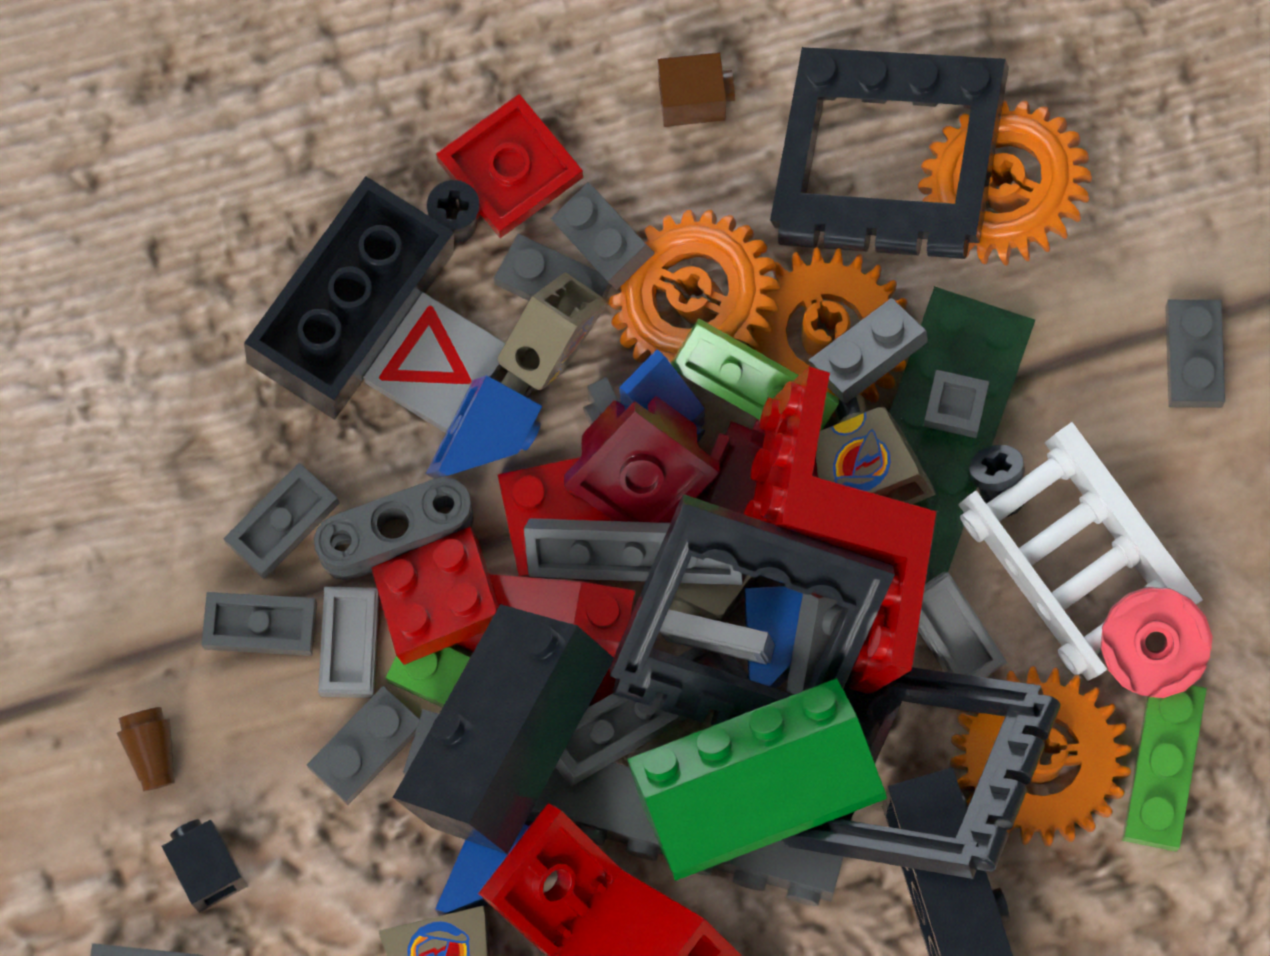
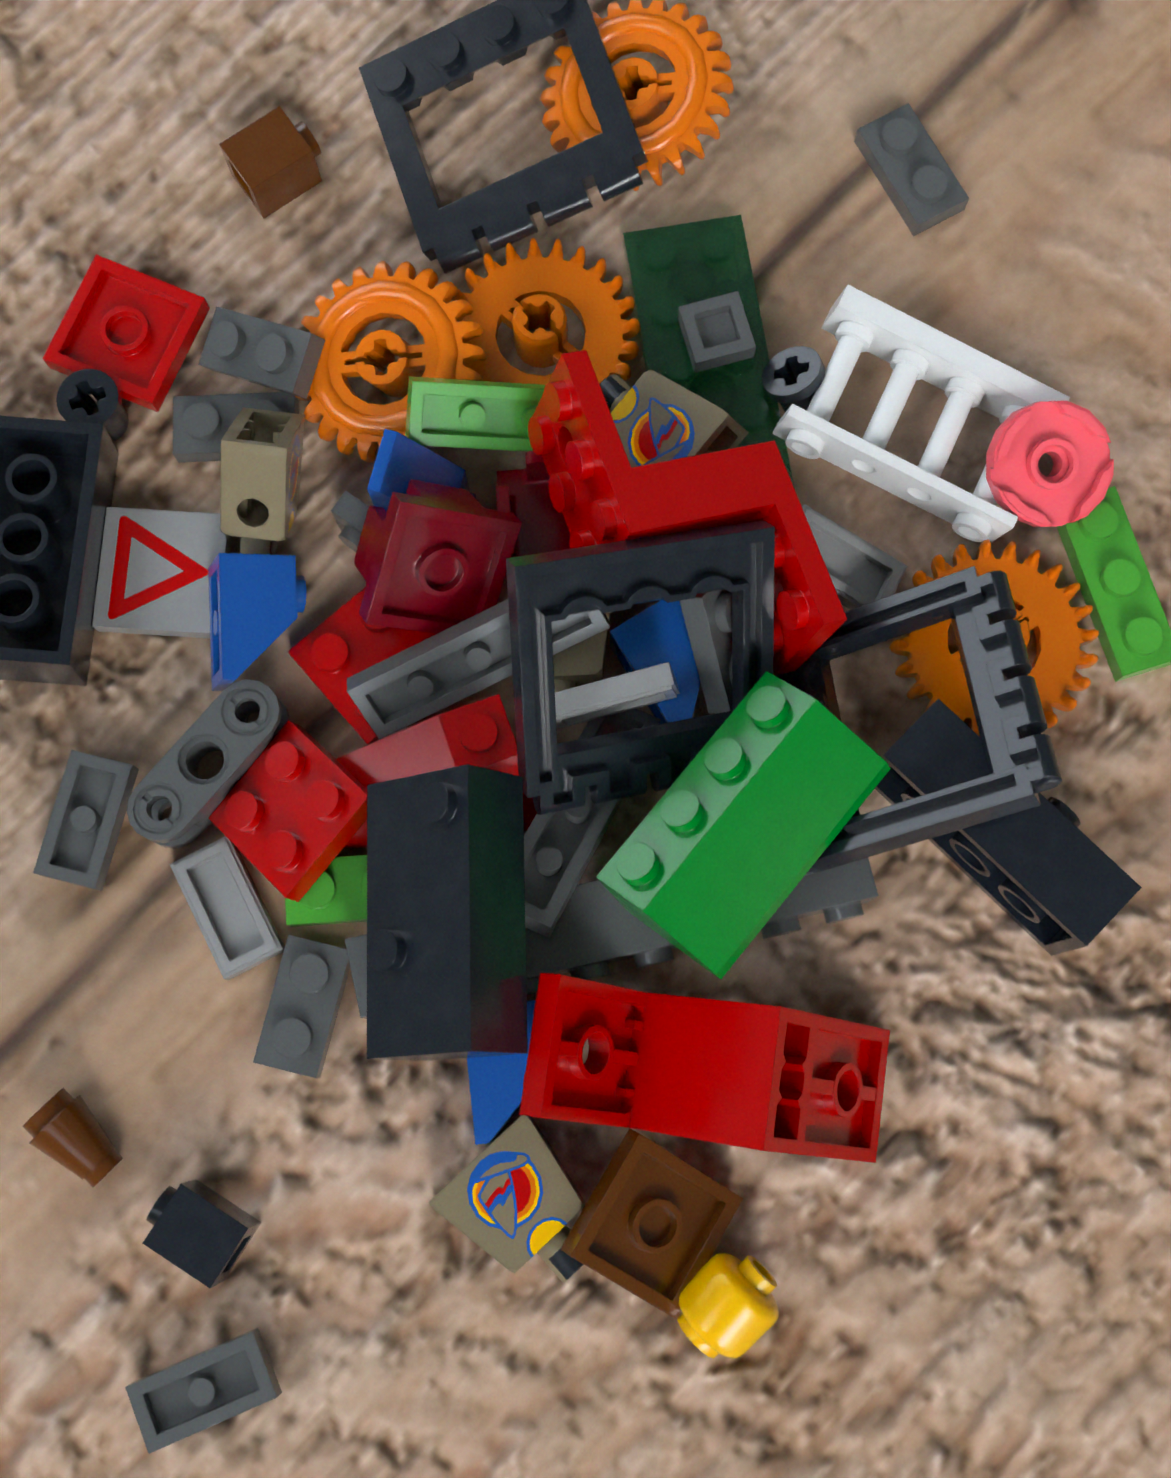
camera: 30 degrees left, 5 degrees up
(259, 623) = (121, 941): dark grey plate -> none
(869, 350) = (602, 317): plate -> none

